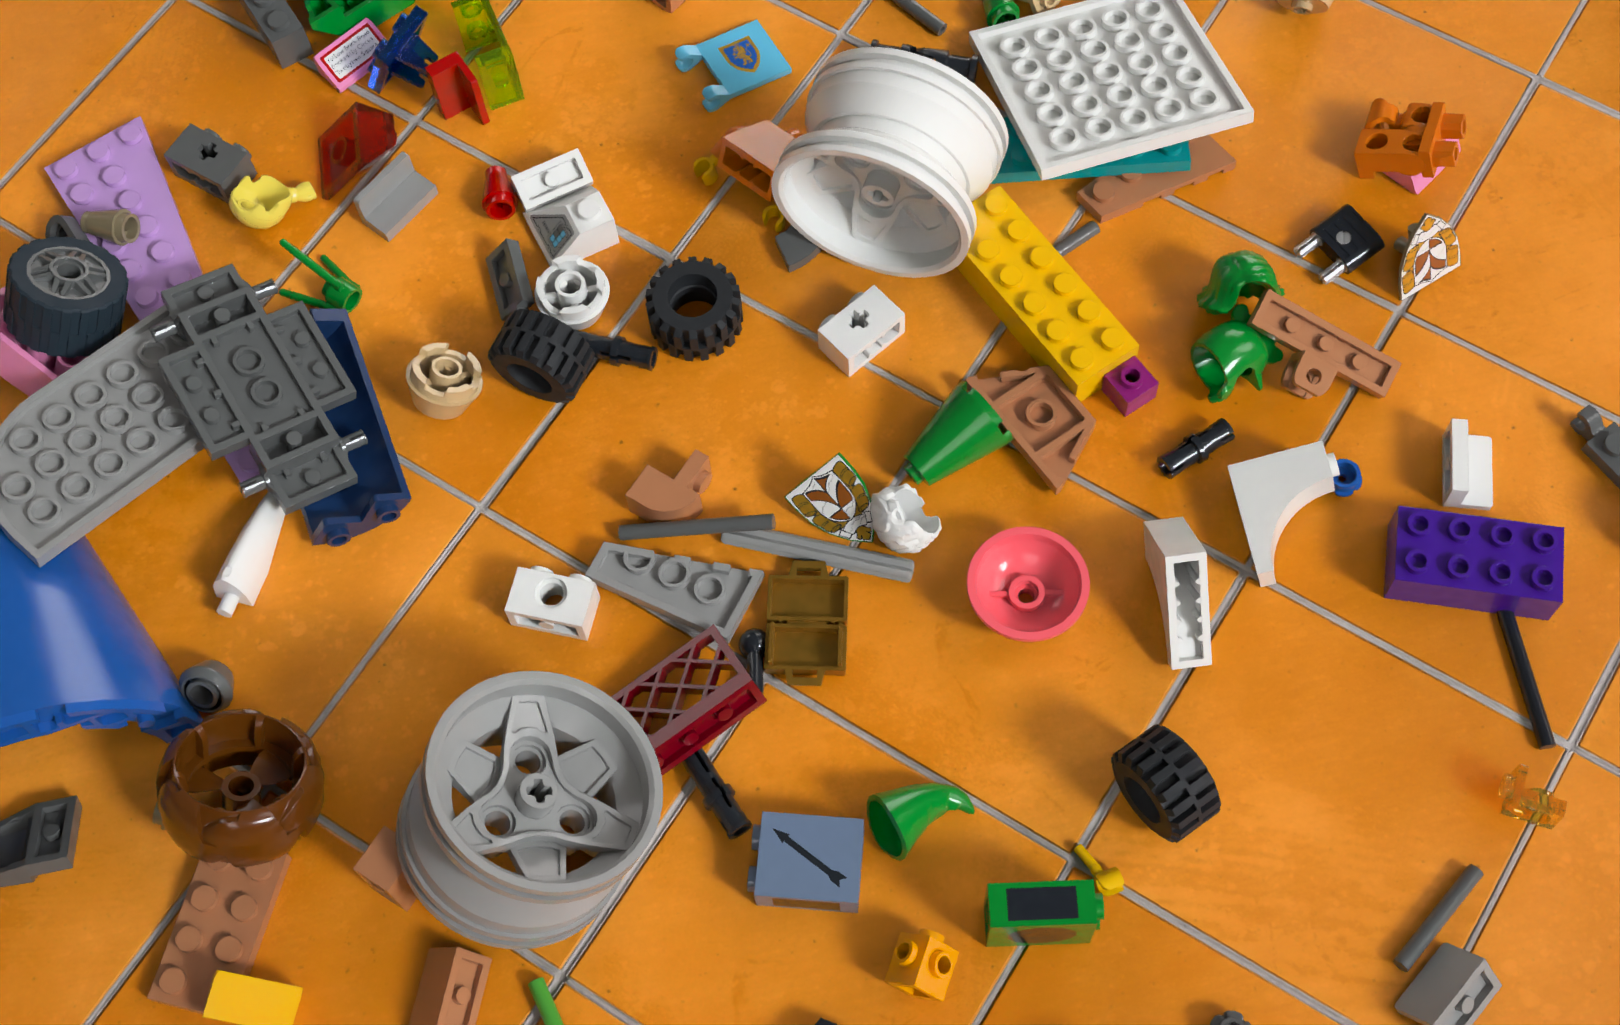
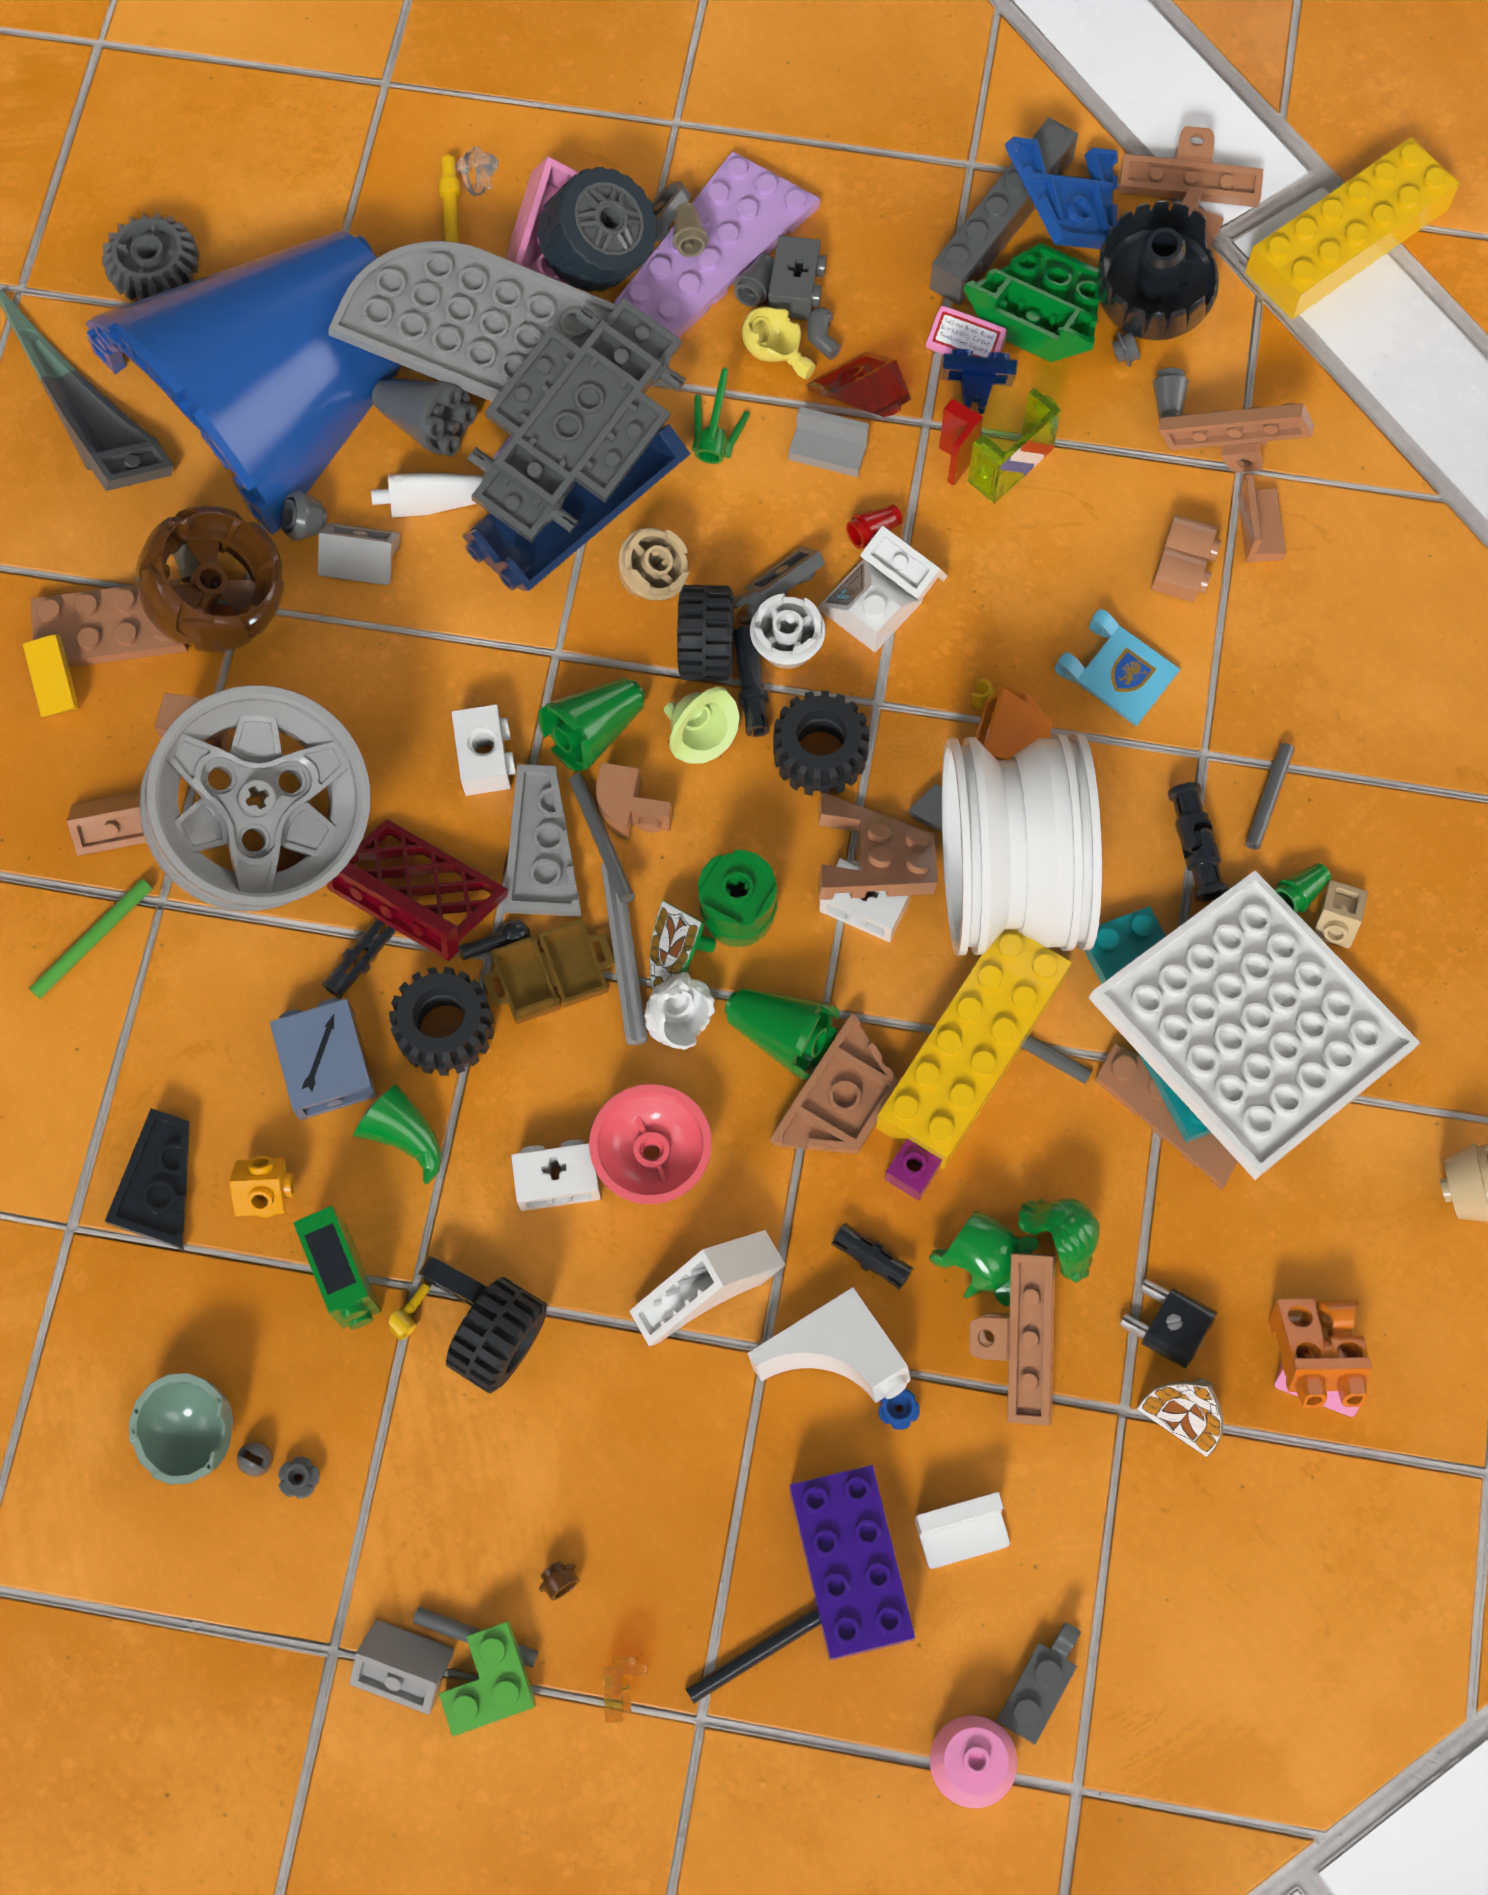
camera: 65 degrees right, 5 degrees up
(158, 528) = (427, 411): none -> dark grey cone
(195, 199) = (754, 282): none -> dark grey cone
(274, 166) = (818, 332): none -> dark grey arm
(277, 648) = (357, 553): none -> light grey panel
(576, 495) = (590, 721): none -> green cone
(623, 401) = (702, 725): none -> yellowish green helmet
(814, 701) = (436, 991): none -> black tyre
(821, 419) = (744, 918): none -> green piece
(828, 289) = (890, 853): none -> nougat wing
(1017, 708) = (533, 1180): none -> white brick
(1090, 814) = (451, 1280): none -> black beam
(1409, 820) = (558, 1580): none -> reddish brown plate
(1499, 909) = (501, 1685): none -> bright green plate

